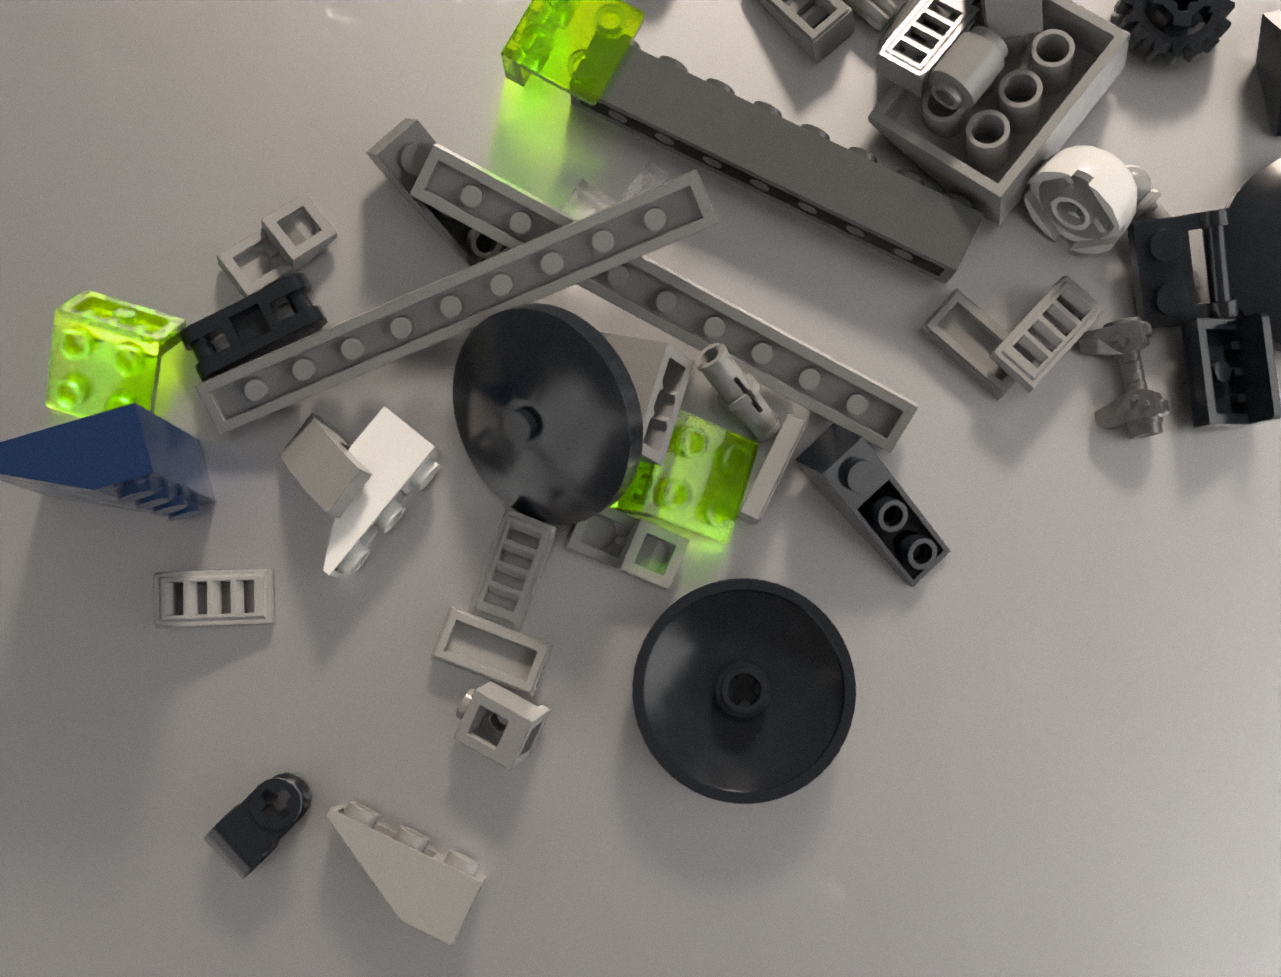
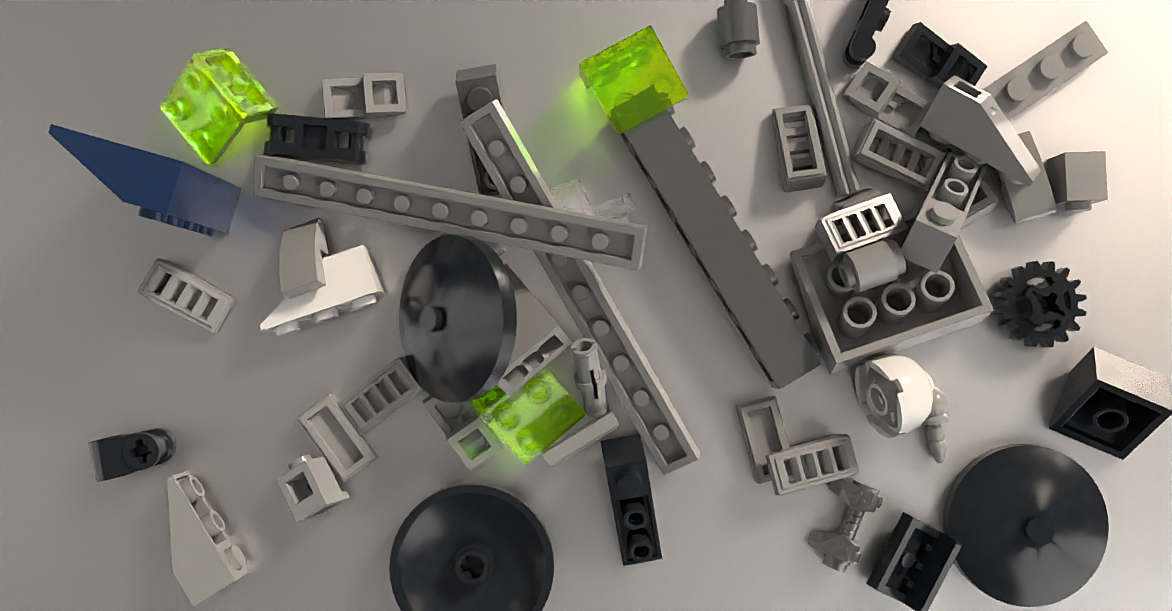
camera: 35 degrees right, 5 degrees up
(1165, 271) = (916, 471): black plate -> none

